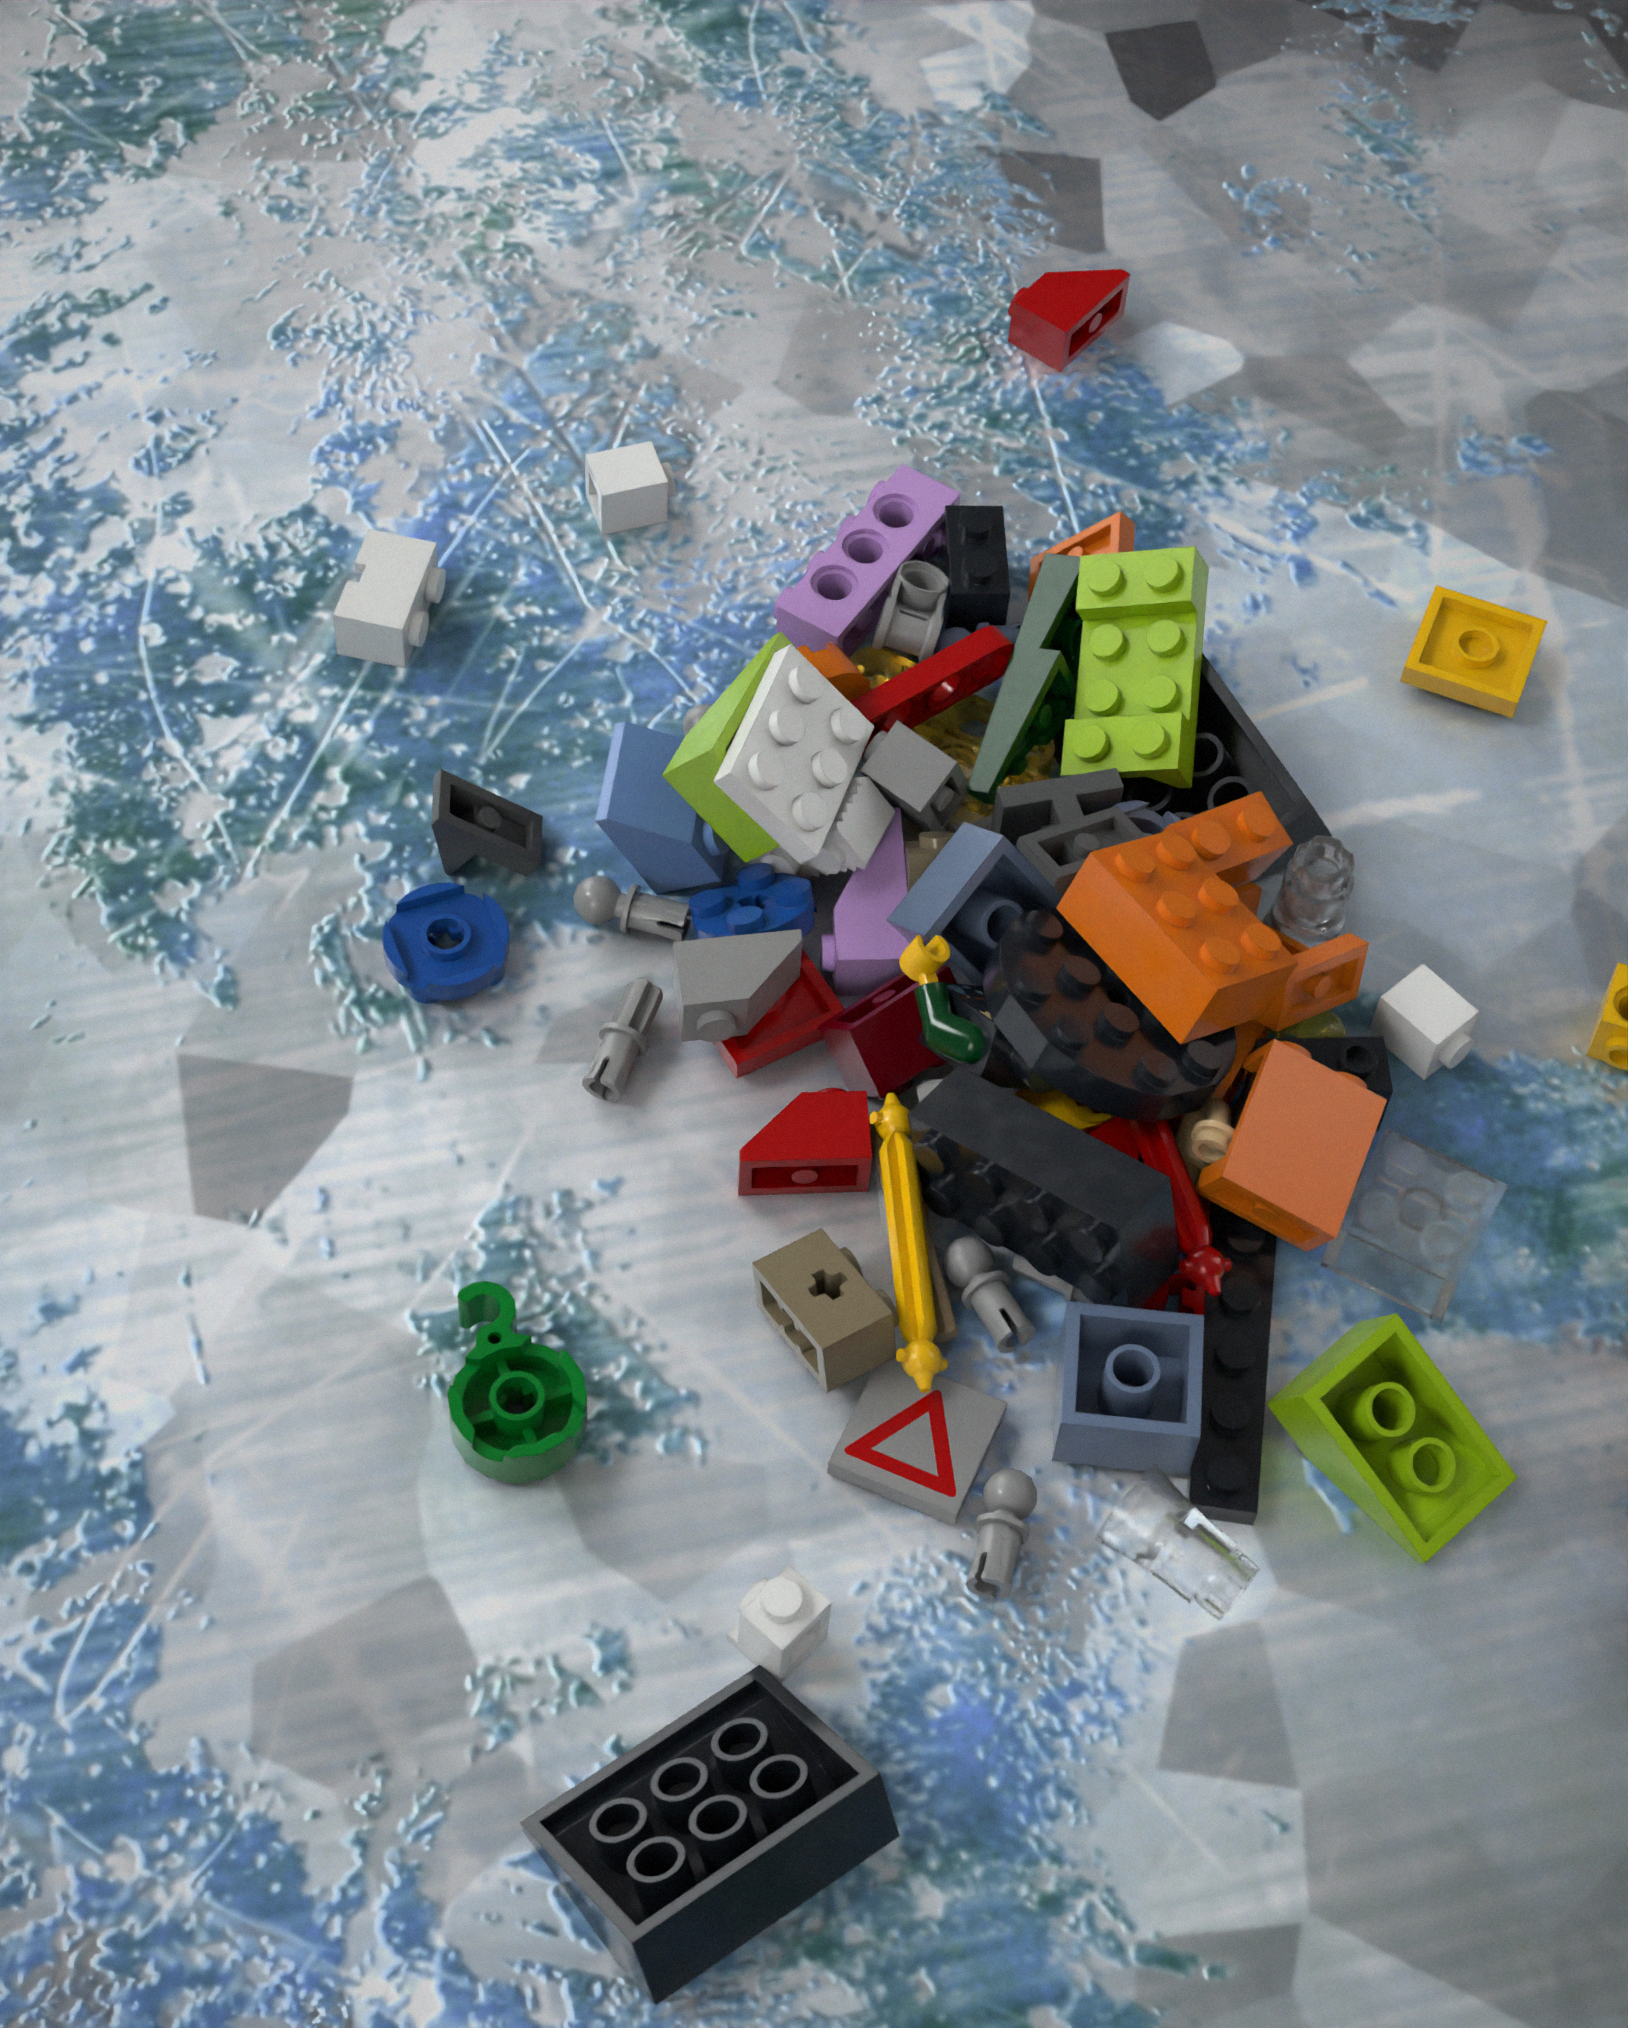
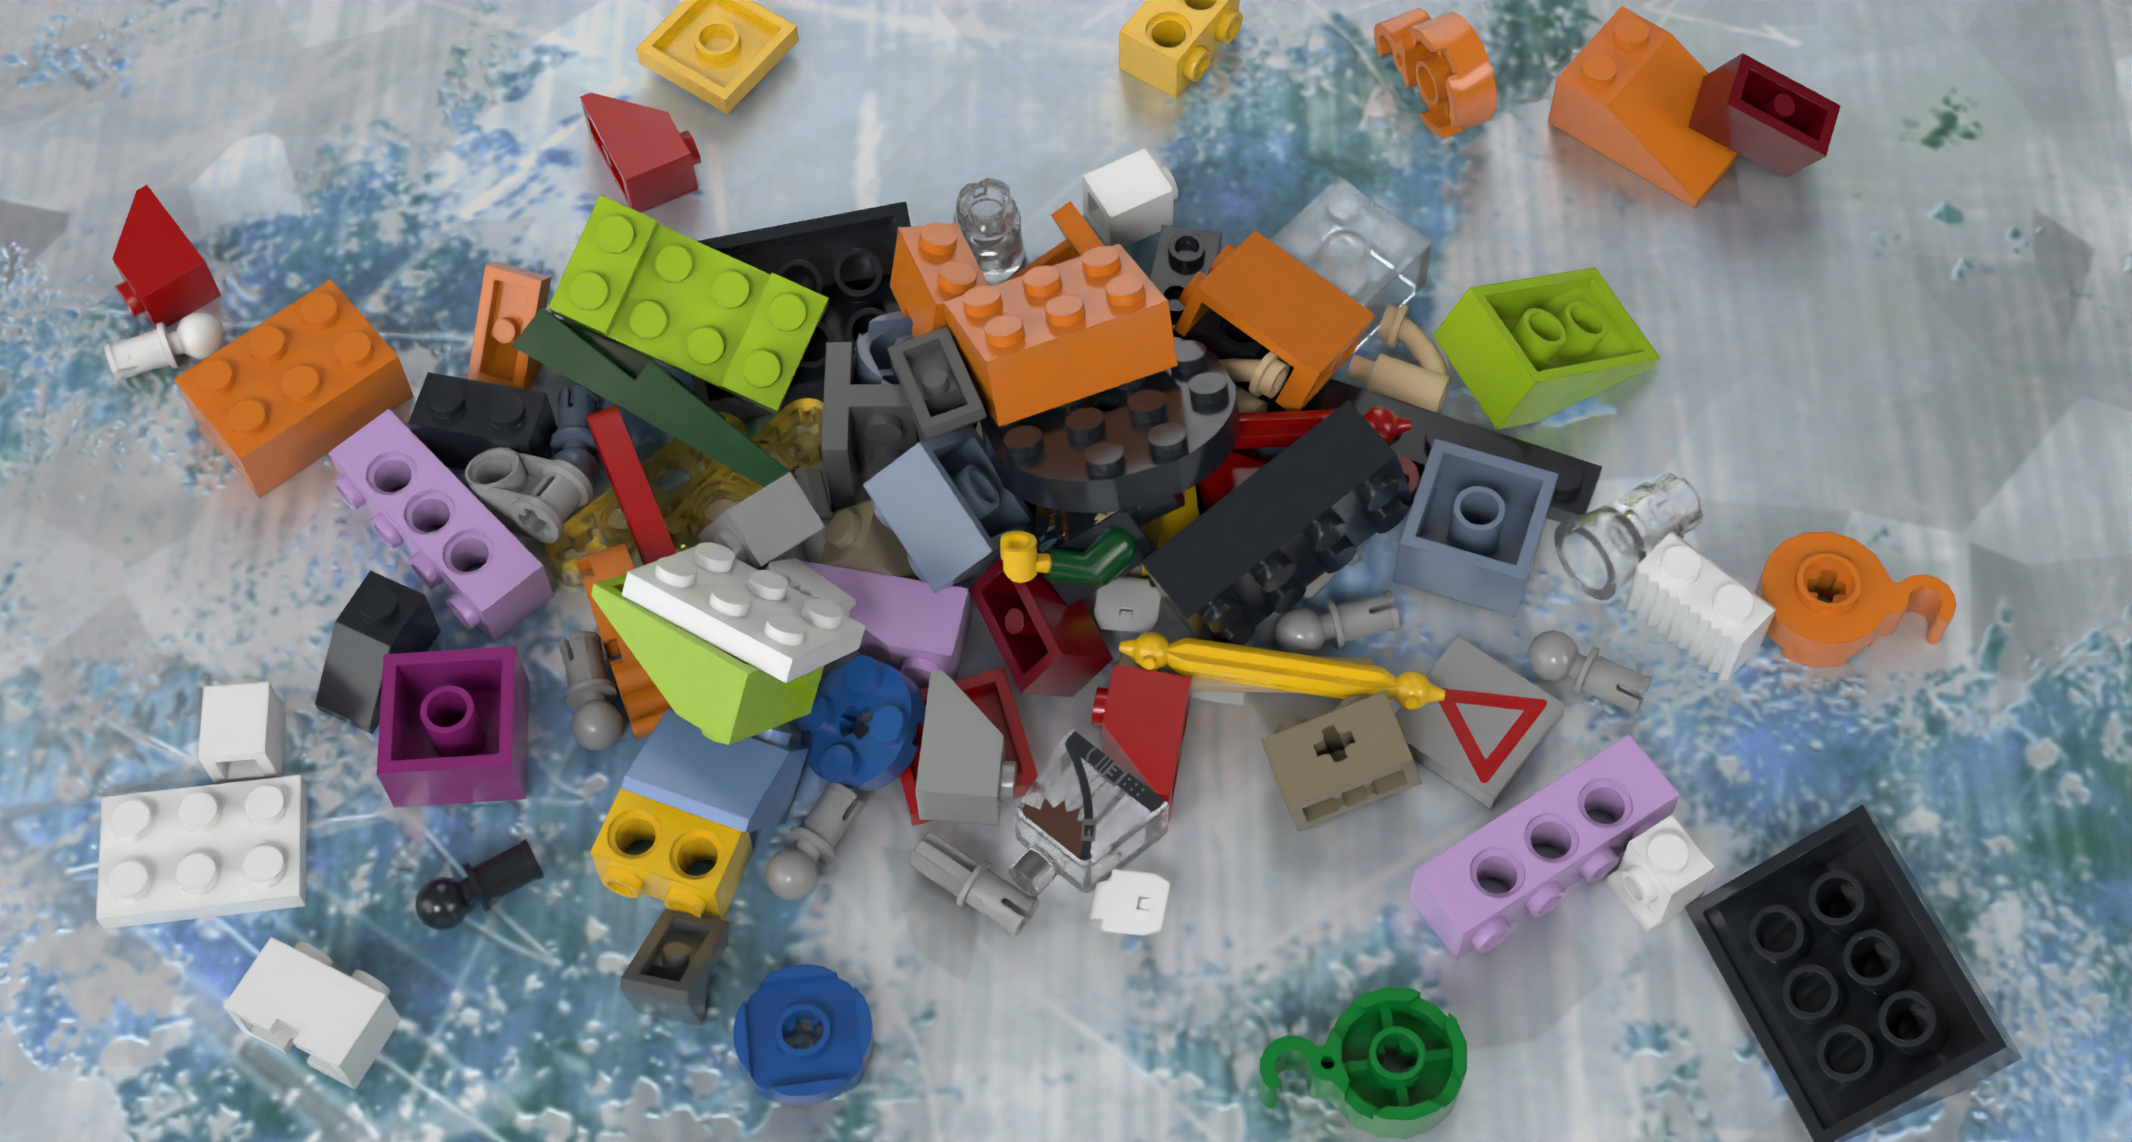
camera: 70 degrees left, 5 degrees up
(520, 498) = (202, 852): none -> white plate
(529, 680) = (446, 902): none -> black pin
(570, 825) = (678, 843): none -> yellow brick
(635, 1167) = (1118, 905): none -> white piece
(666, 619) = (453, 727): none -> magenta brick
(707, 1107) = (1083, 819): none -> clear torso
(722, 1433) = (1614, 781): none -> lavender brick
(732, 555) = (375, 622): none -> black slope
(970, 430) = (294, 387): none -> orange brick
(985, 342) = (196, 336): none -> white pin
(1107, 1622) = (1699, 606): none -> white brick
(1161, 1797) = (1860, 593): none -> orange piece
(1295, 1321) = (1388, 376): none -> tan plant
(1317, 618) = (642, 150): none -> red slope

